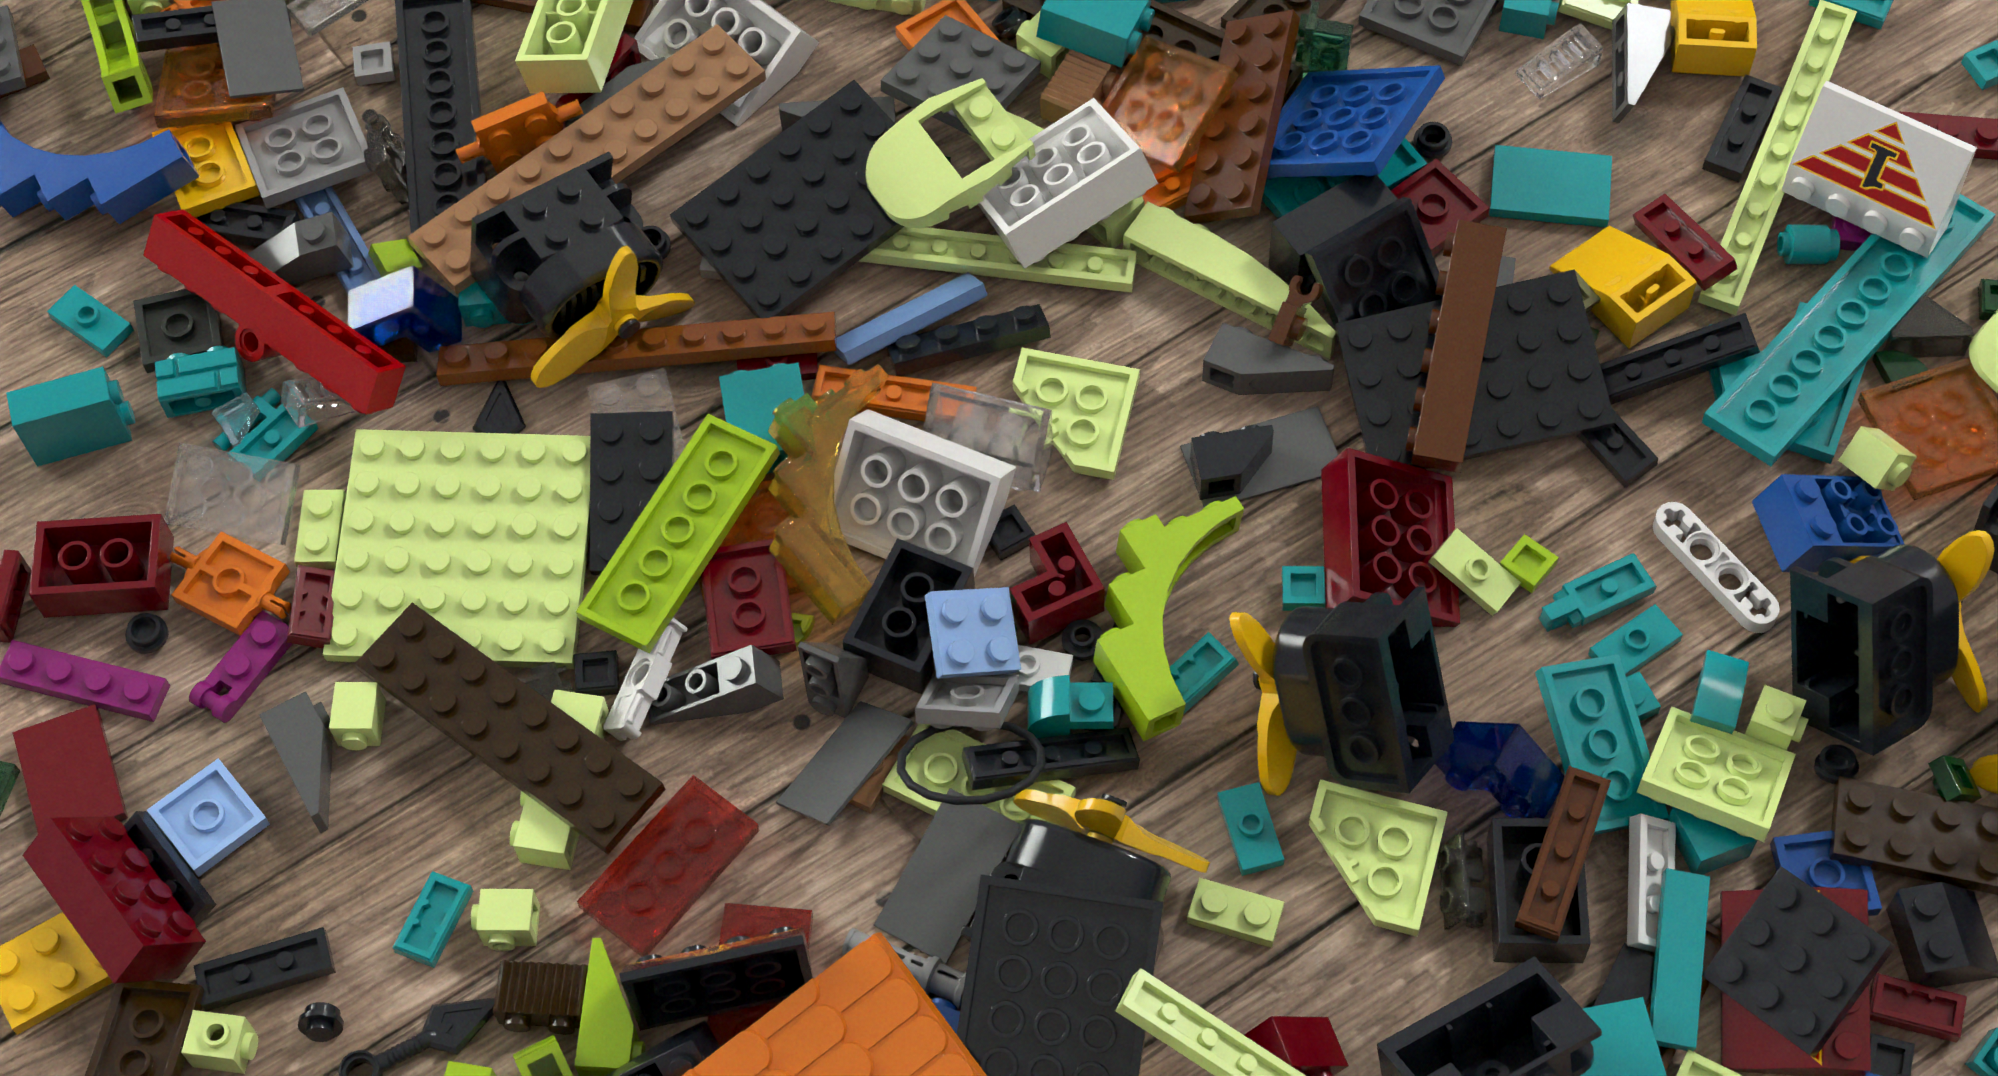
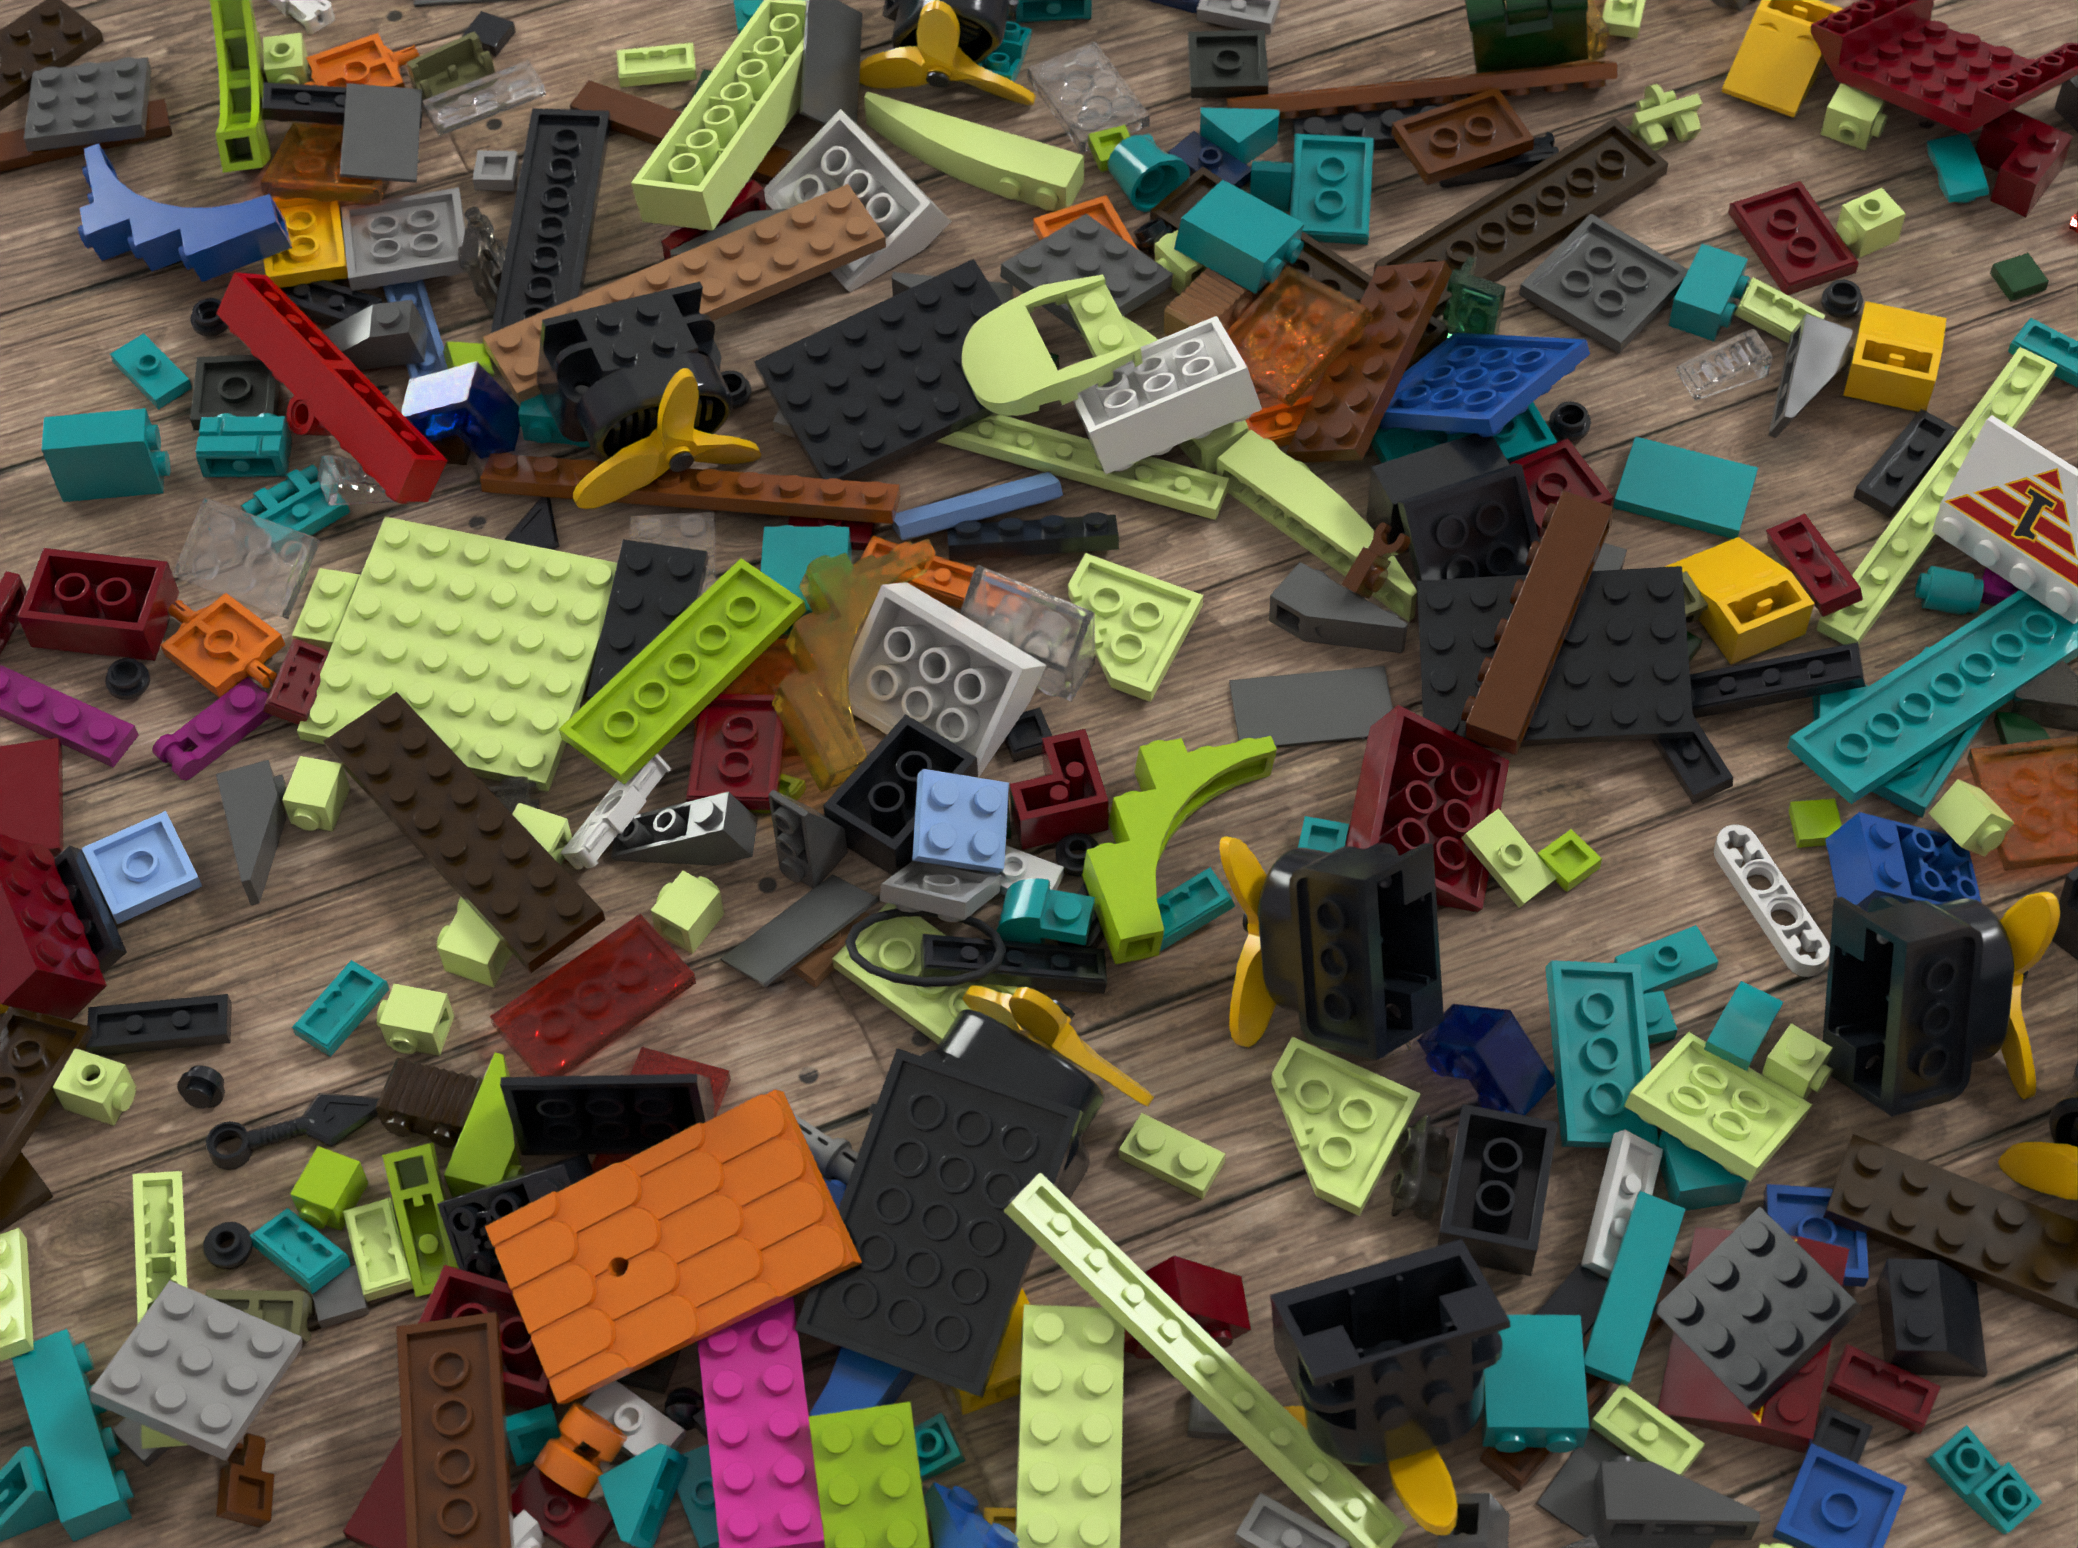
camera: 10 degrees right, 5 degrees down
(127, 253) = (204, 318): none -> black plate
(236, 417) = (268, 485): clear light blue slope -> none
(517, 130) = (619, 251): orange plate -> none
(597, 673) = (570, 797): black tile -> none
(735, 763) = (687, 911): none -> yellowish green brick
(943, 877) = (856, 1069): dark grey window -> none
(1229, 459) = (1276, 700): black slope -> none
(1250, 828) = (1208, 1074): teal plate -> none
(1562, 853) = (1528, 1152): reddish brown tile -> none
(1598, 594) = (1636, 904): teal hinge -> none
(1737, 485) = (1813, 821): none -> lime tile
(1836, 762) = (1854, 1119): black plate -> none
(1954, 779) = (1979, 1161): dark green plate -> none

